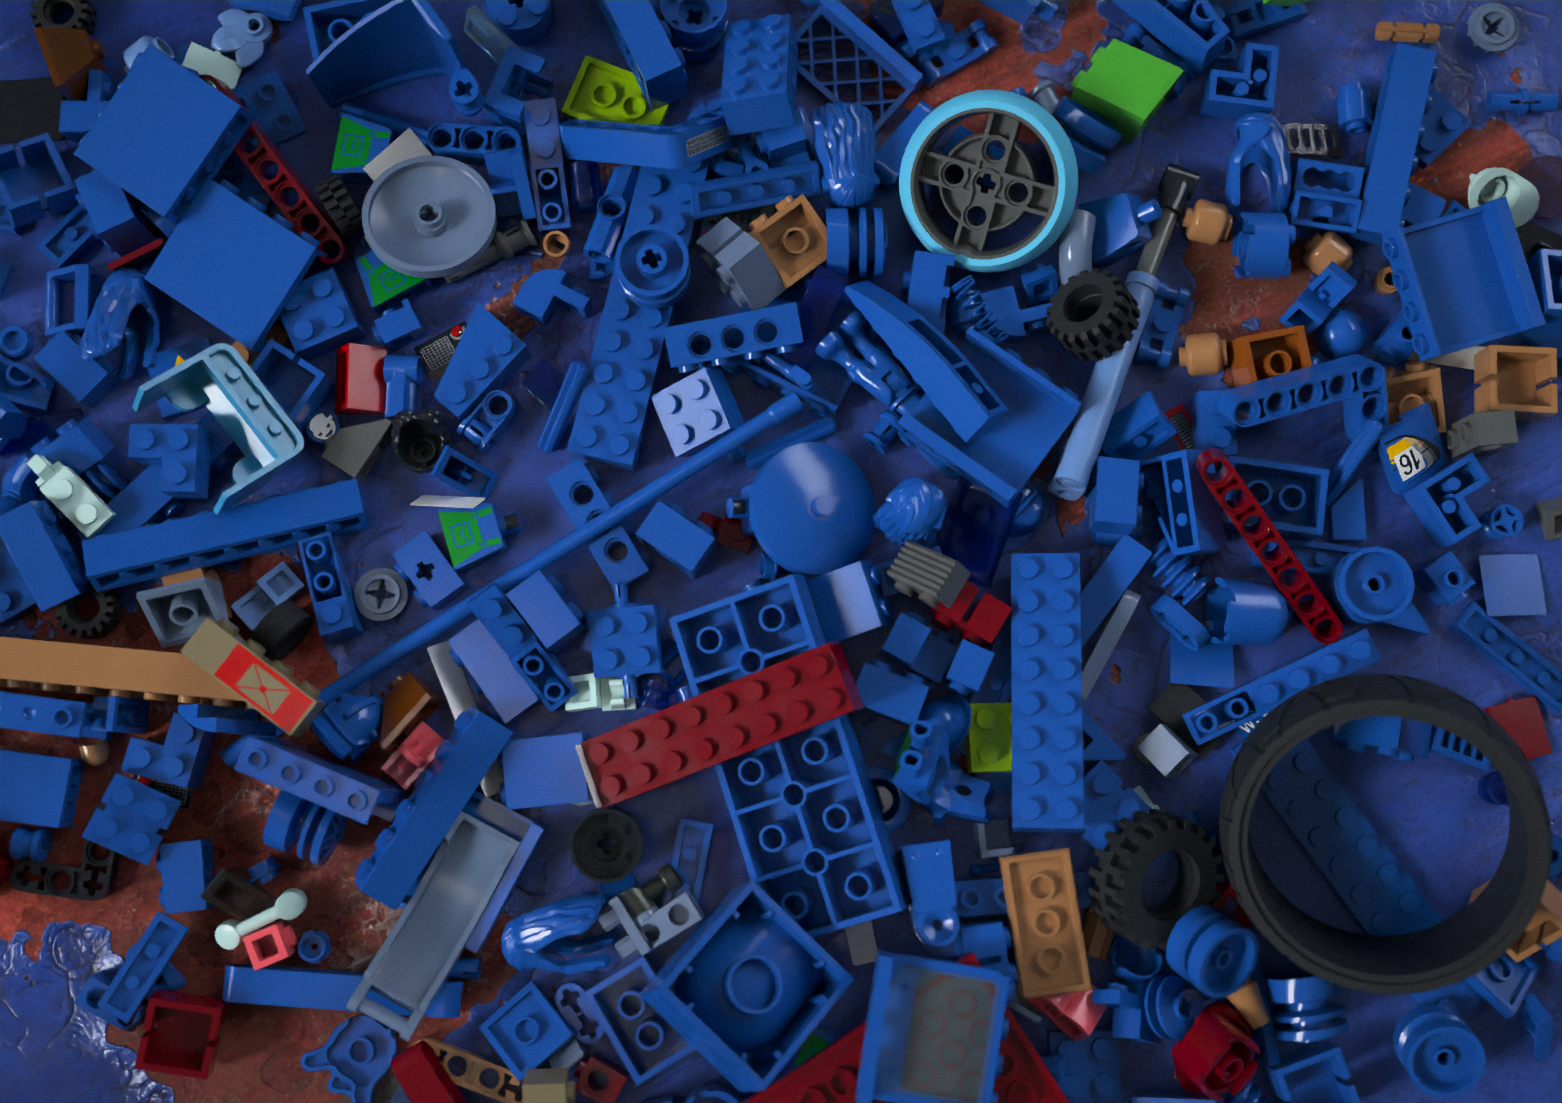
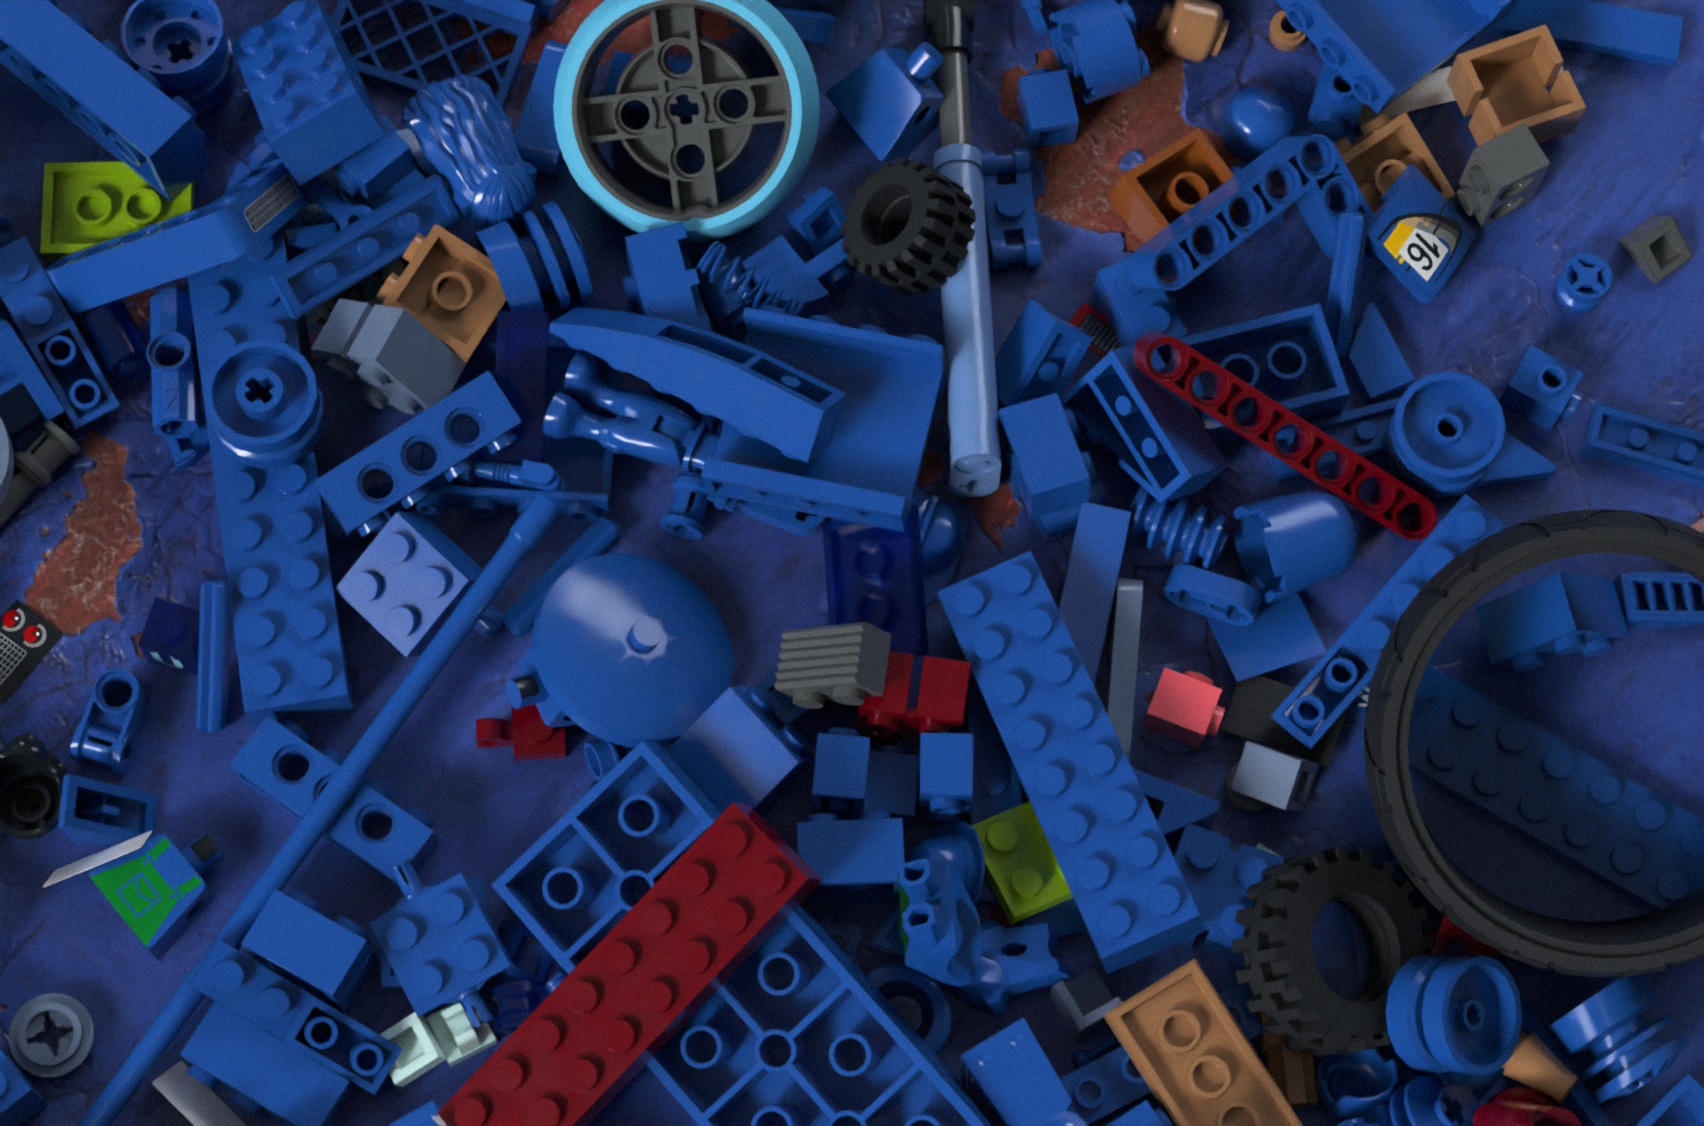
camera: 25 degrees left, 10 degrees down
(425, 552) = (93, 946): blue brick -> none
(481, 363) = (67, 643): blue wedge -> none
(546, 290) = (122, 504): blue brick -> none
(553, 250) = (110, 426): medium nougat hinge -> none
(676, 538) = (456, 770): blue brick -> none
(912, 512) = (773, 592): blue hair -> none
(1076, 245) = (844, 144): sand blue cylinder -> none
(1131, 684) = (1185, 707): none -> coral brick
(1203, 354) = (1083, 223): medium nougat head -> none
(1207, 222) = (1010, 47): medium nougat head -> none
(1213, 270) = (1047, 108): none -> blue brick
(1318, 298) = (1205, 86): blue brick -> none
(1441, 501) = (1490, 288): blue brick -> none
(1512, 585) = (1637, 360): blue sticker -> none

